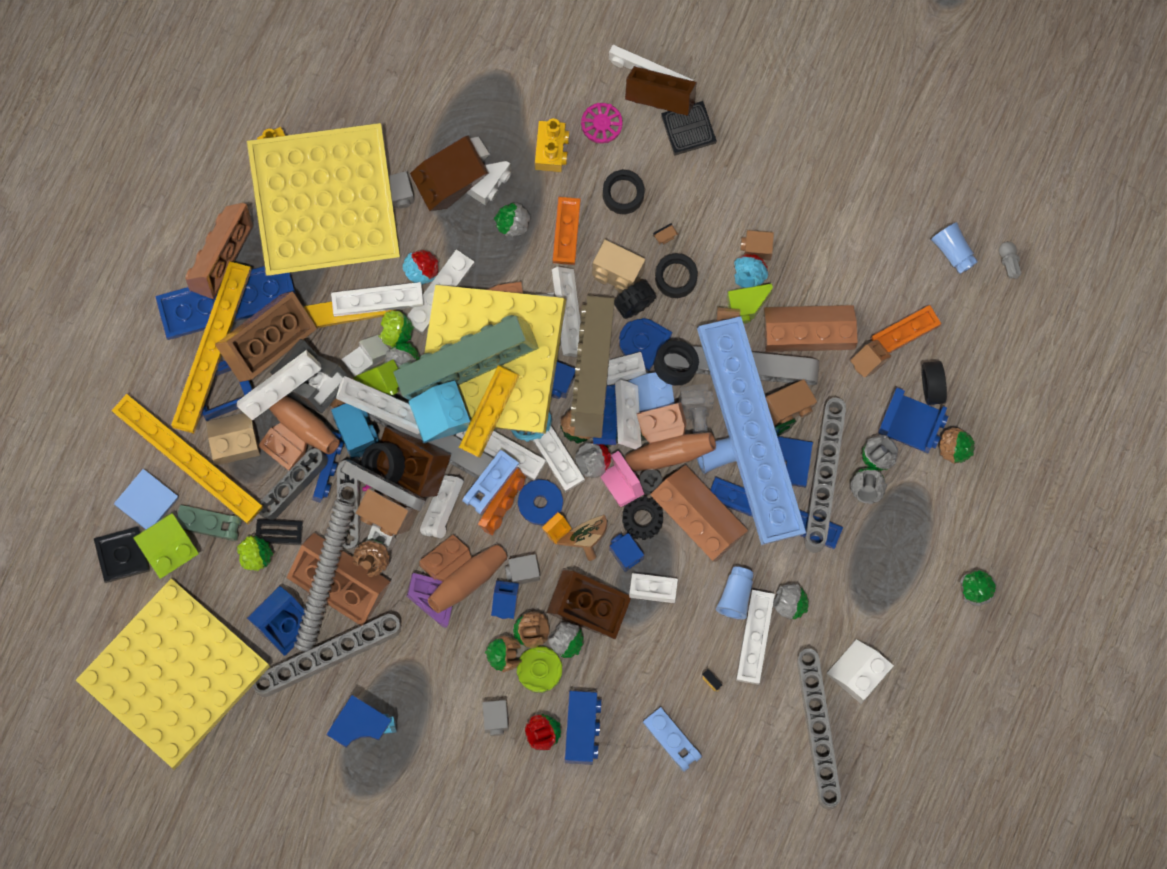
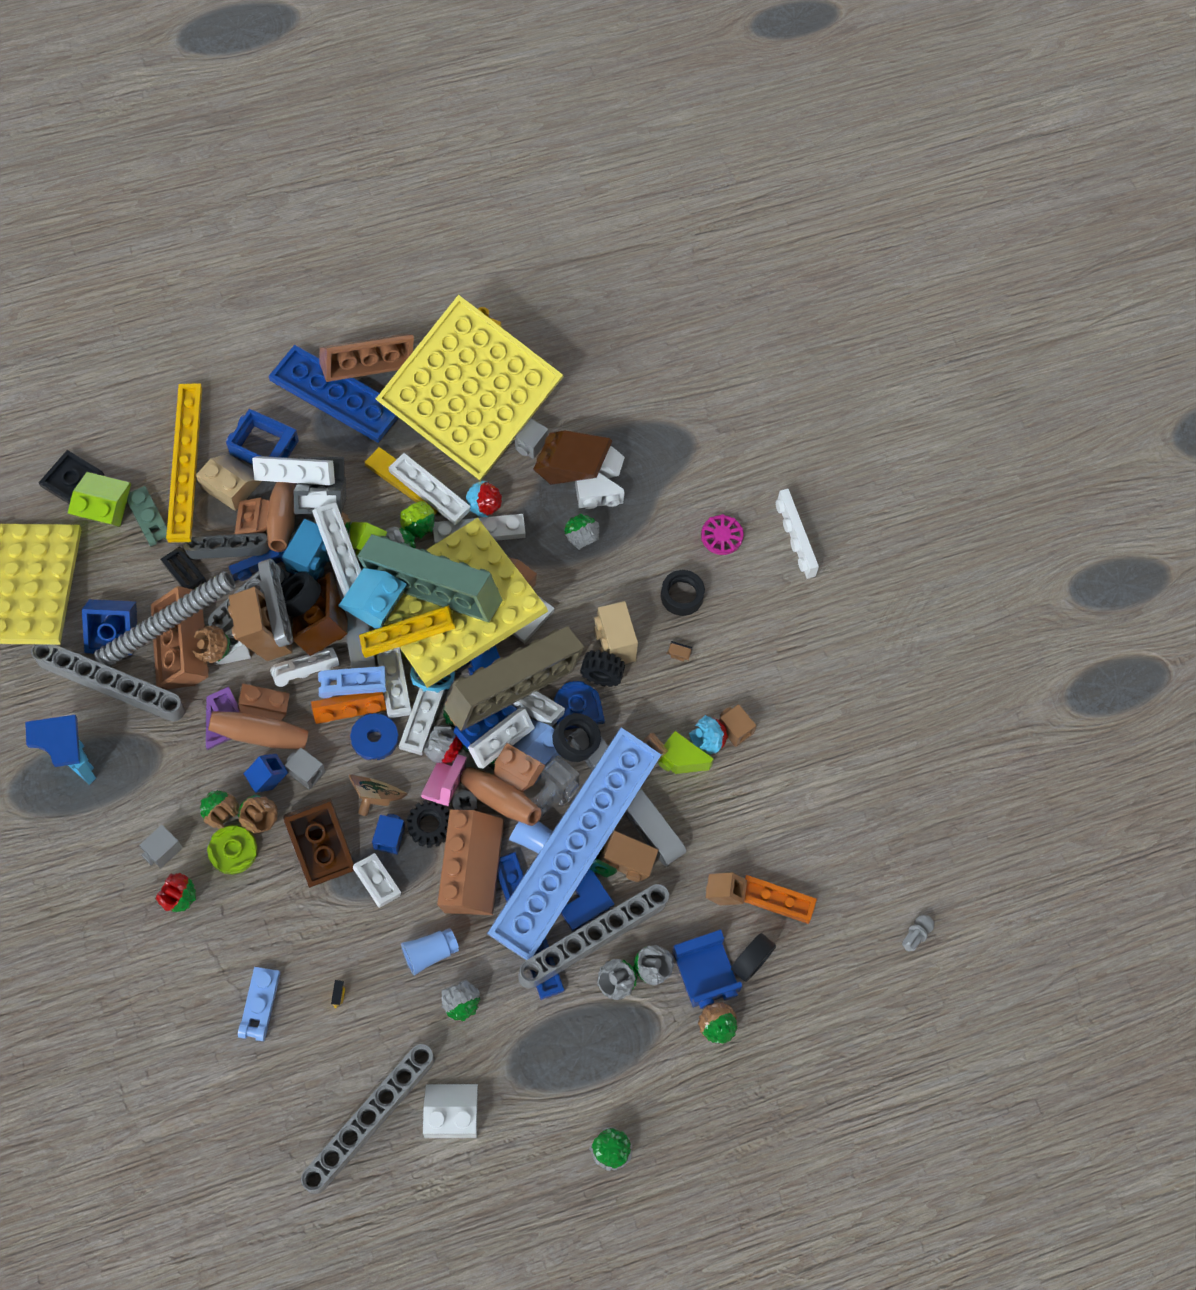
camera: 45 degrees right, 10 degrees down
(146, 500) = (130, 461): light blue tile -> none
(208, 355) = (283, 405): yellow plate -> none
(254, 553) = (147, 563): lime piece -> none
(265, 336) = (324, 432): medium nougat brick -> none
(366, 356) = (381, 517): white slope -> none
(550, 146) = (667, 512): yellow brick -> none
(556, 528) = (362, 764): light orange plate -> none
(566, 230) = (612, 577): orange plate -> none
(566, 288) = (559, 617): white plate -> none
(566, 640) = (272, 848): light grey piece -> none
(582, 728) = (207, 922): blue brick -> none
(660, 90) = (786, 551): reddish brown brick -> none
(676, 259) = (658, 669): black tyre -> none
(689, 131) = (780, 598): tile -> none
(755, 637) = (405, 997): white plate -> none
(810, 328) = (707, 821): nougat slope -> none
(955, 248) = (883, 878): light blue plant -> none

